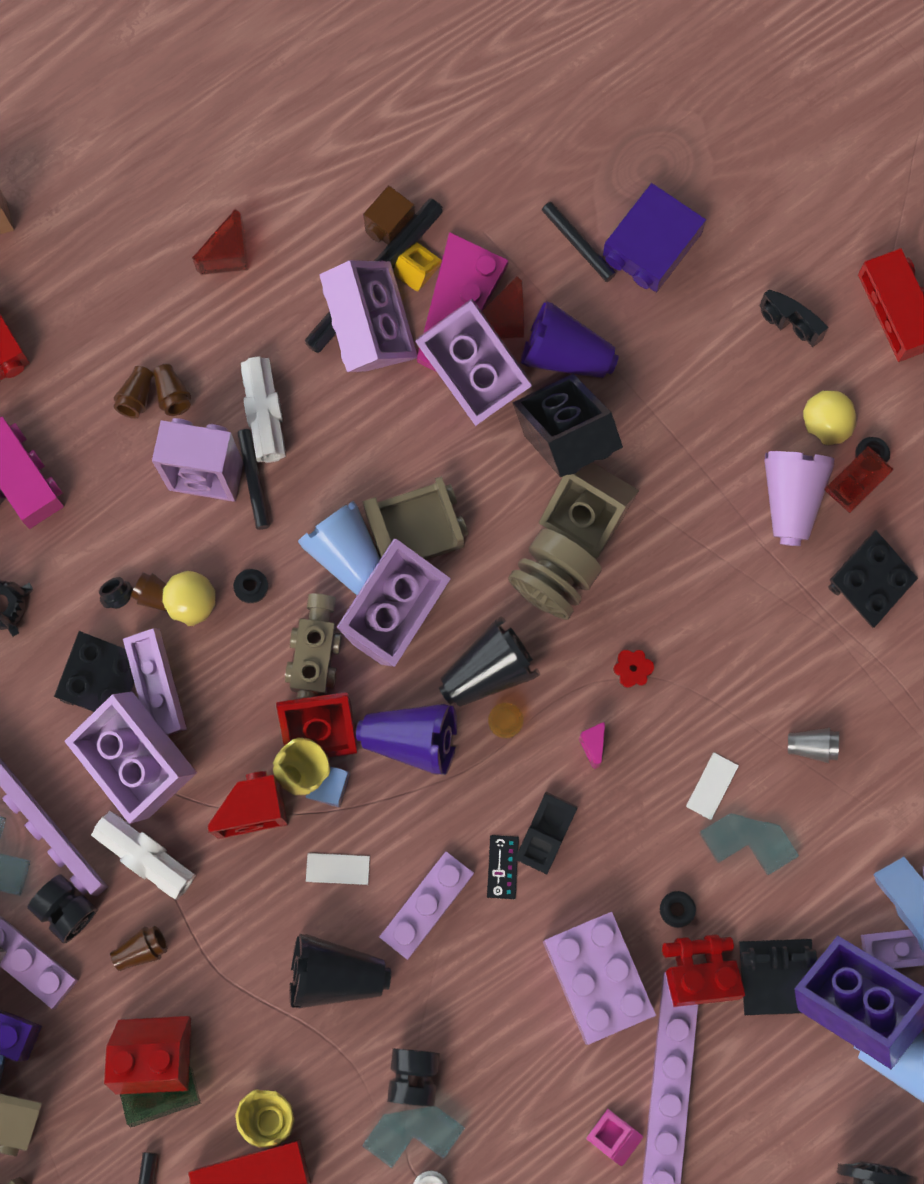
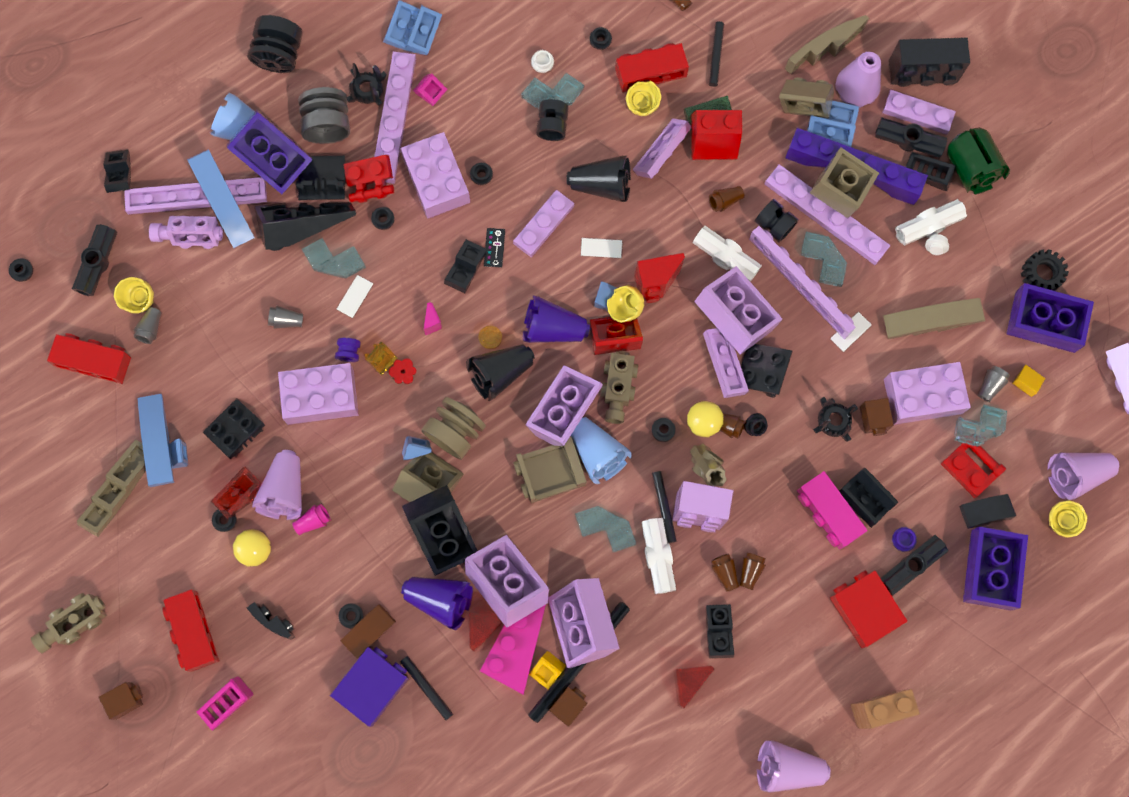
camera: 175 degrees right, 0 degrees up
(101, 141) = (789, 768): none -> lavender cone
(183, 315) = (719, 631): none -> black slope
(187, 517) = (708, 465): none -> dark tan piece
(237, 1032) = (662, 148): none -> lavender plate
(346, 461) = (599, 519): none -> clear light blue tile
(534, 978) = (481, 167): none -> black plate
(610, 551) = (415, 447): none -> medium blue slope
(659, 307) = (368, 631): none -> reddish brown slope
(667, 684) = (380, 358): none -> clear yellow tile
(685, 320) = (350, 608): none -> black plate
(699, 1137) = (375, 86): none -> black piece
(716, 696) = (347, 350): none -> dark purple wheel
(747, 453) = (313, 519): none -> dark pink cone
(755, 627) = (318, 393): none -> lavender brick
(782, 1074) = (324, 115): none -> flat silver wheel
(816, 895) = (286, 226): none -> black wedge
(831, 236) = (238, 687): none -> dark pink slope

